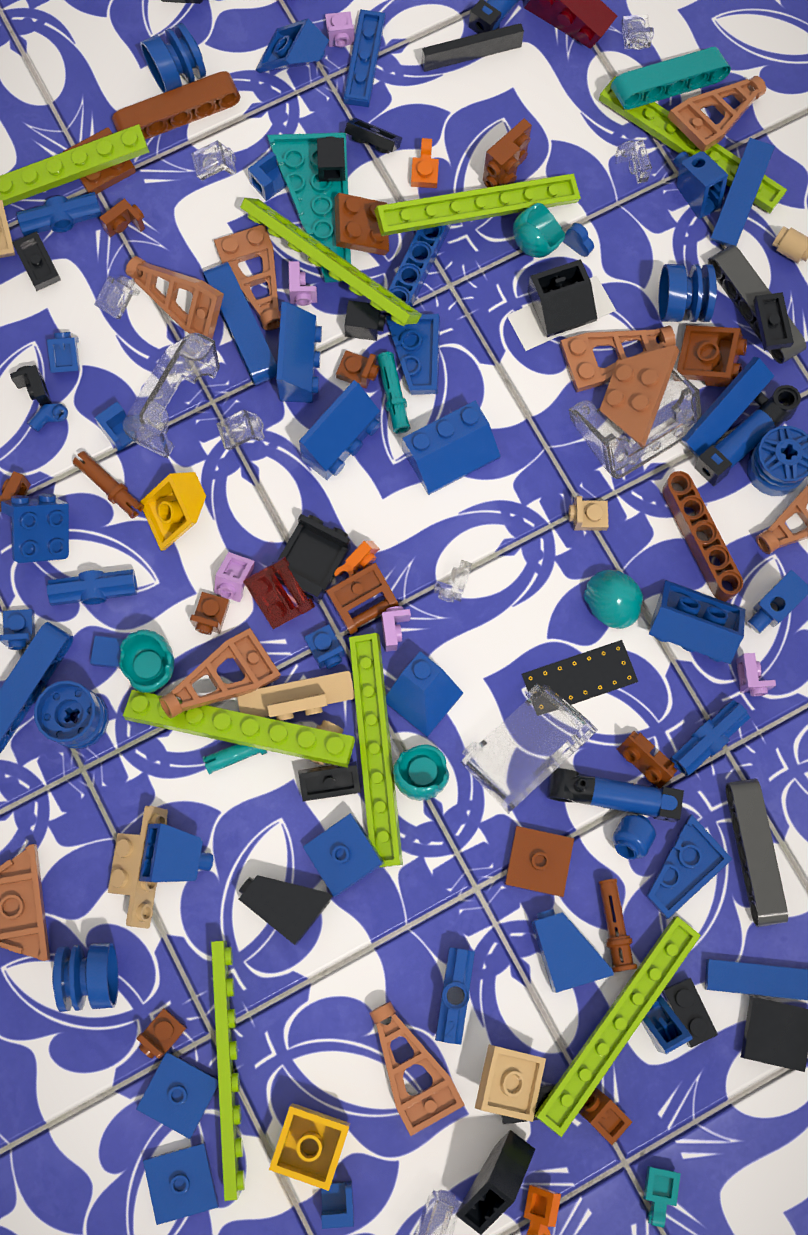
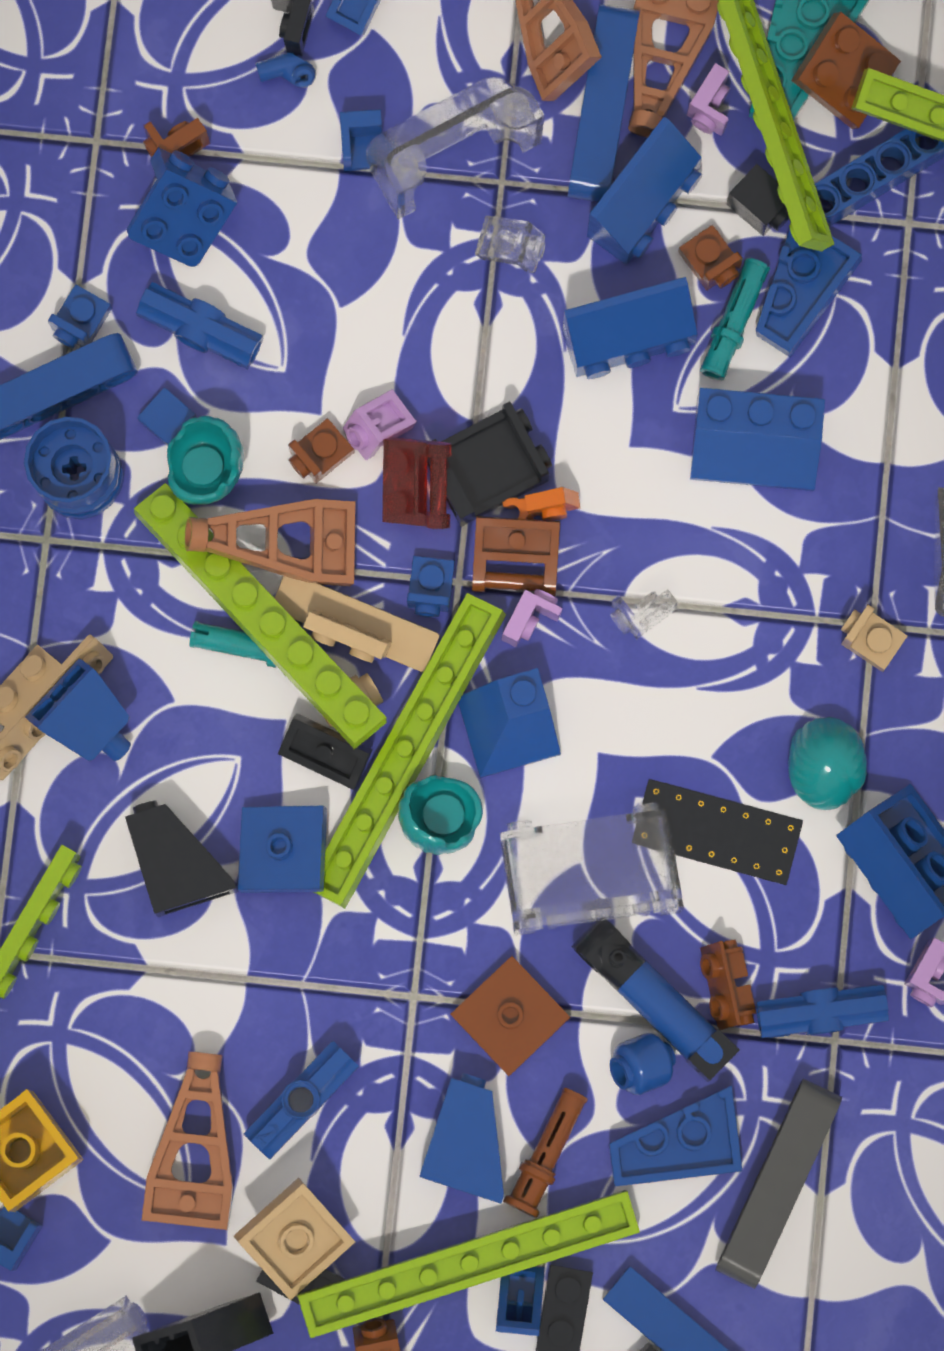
camera: 40 degrees right, 5 degrees up
(116, 492) = (305, 220): dark orange pin -> none
(173, 507) = (362, 289): yellow slope -> none

